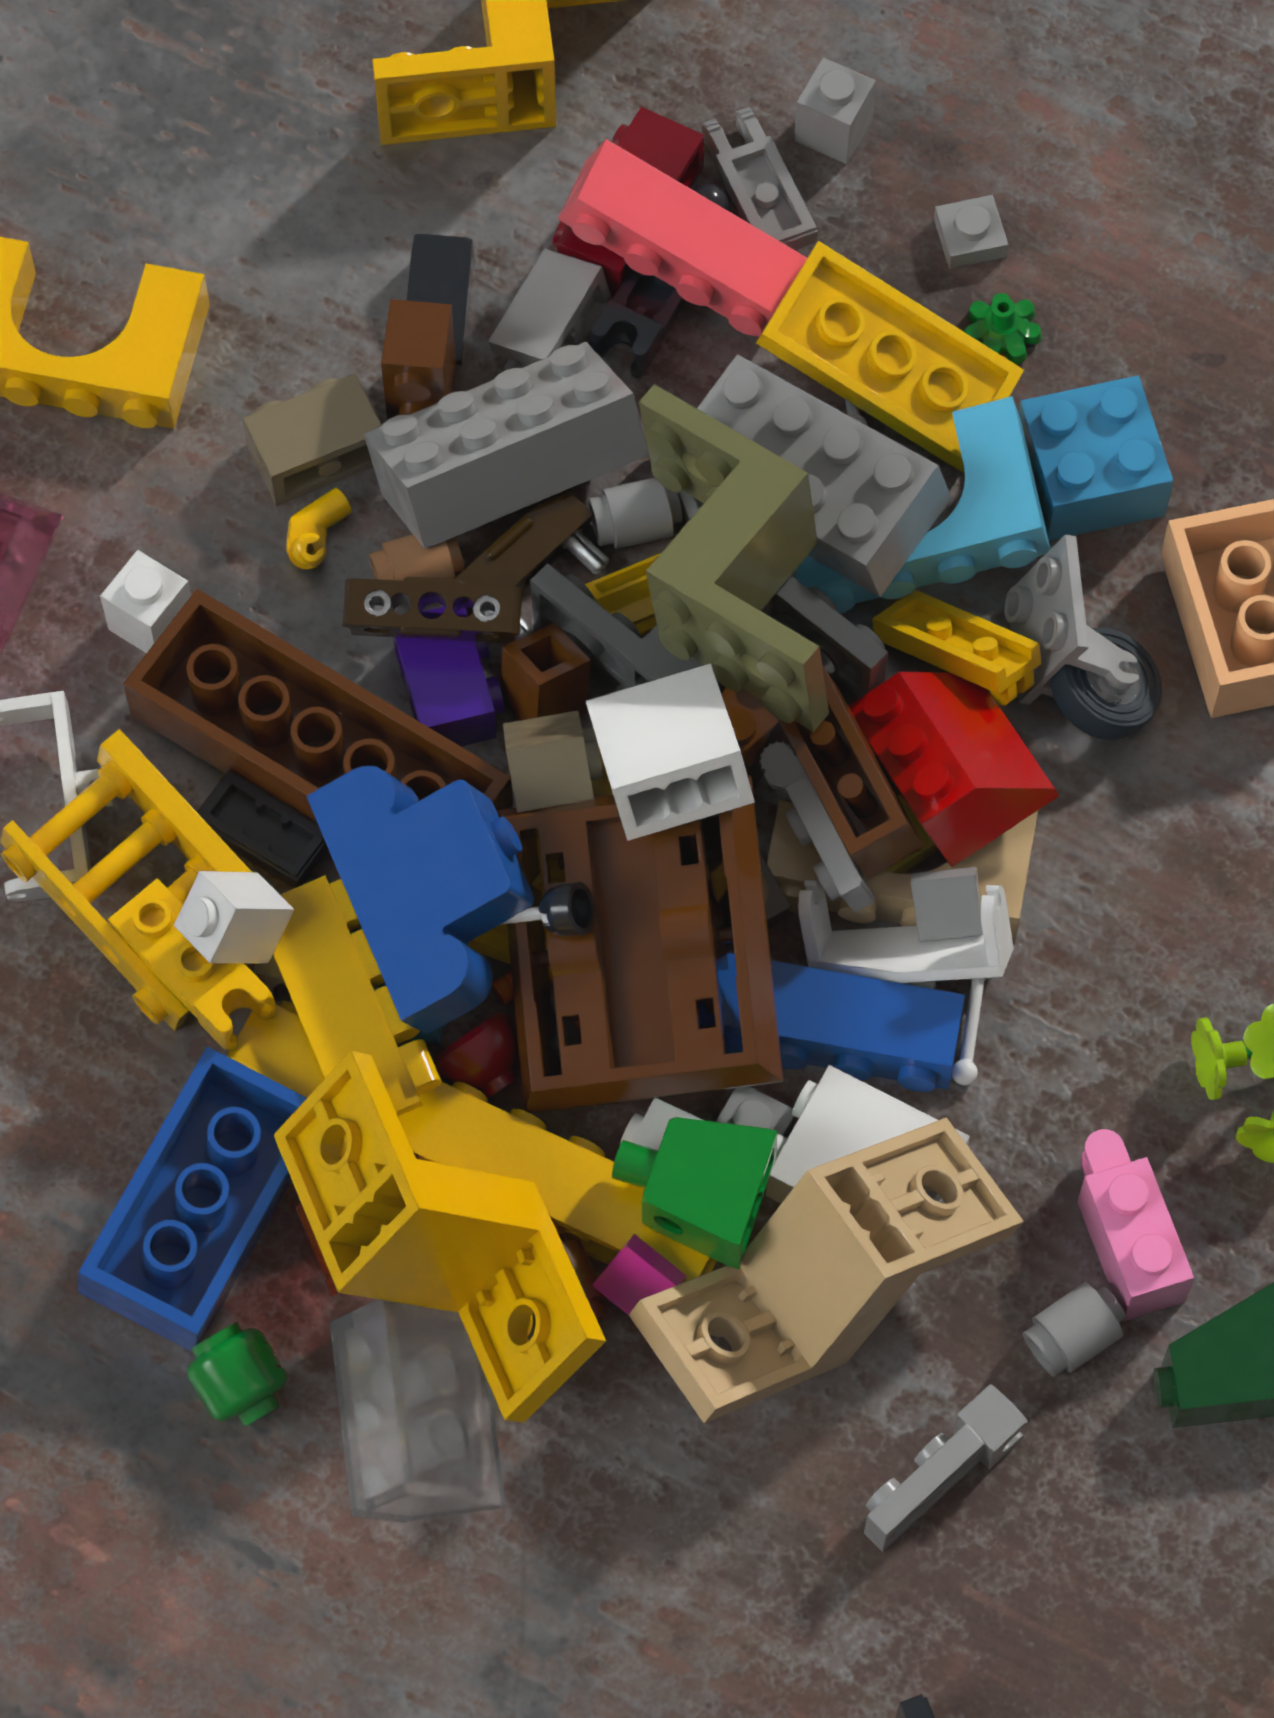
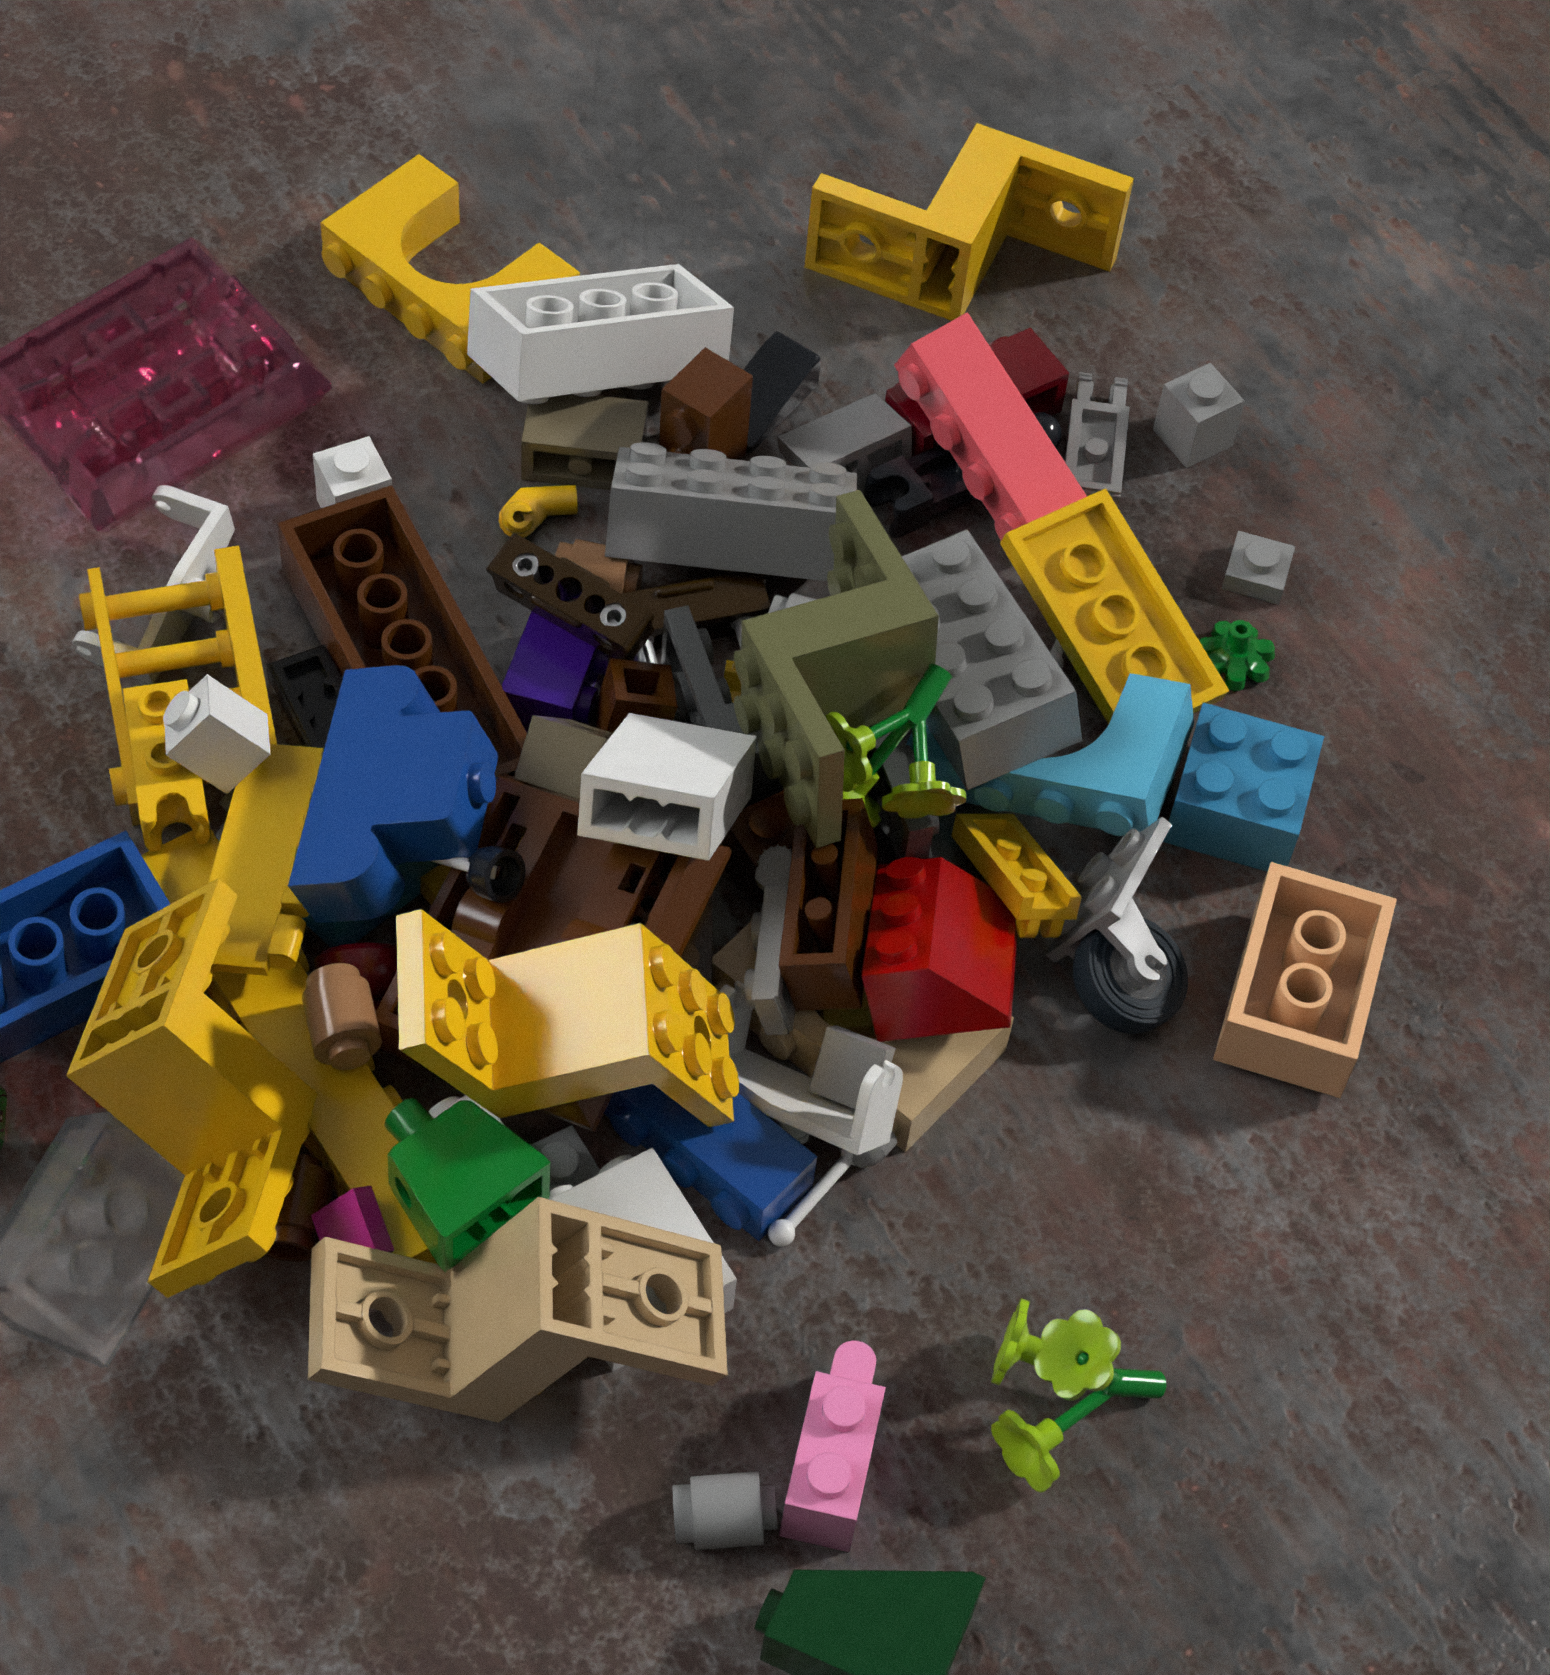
camera: 25 degrees right, 10 degrees down
(271, 329) = (595, 331): none -> white brick
(509, 1105) = (341, 1016): none -> medium nougat brick
(726, 1007) = (564, 1020): none -> yellow bracket
(800, 618) = (923, 793): none -> lime plant
(981, 1434) = (571, 1553): light grey plate -> none

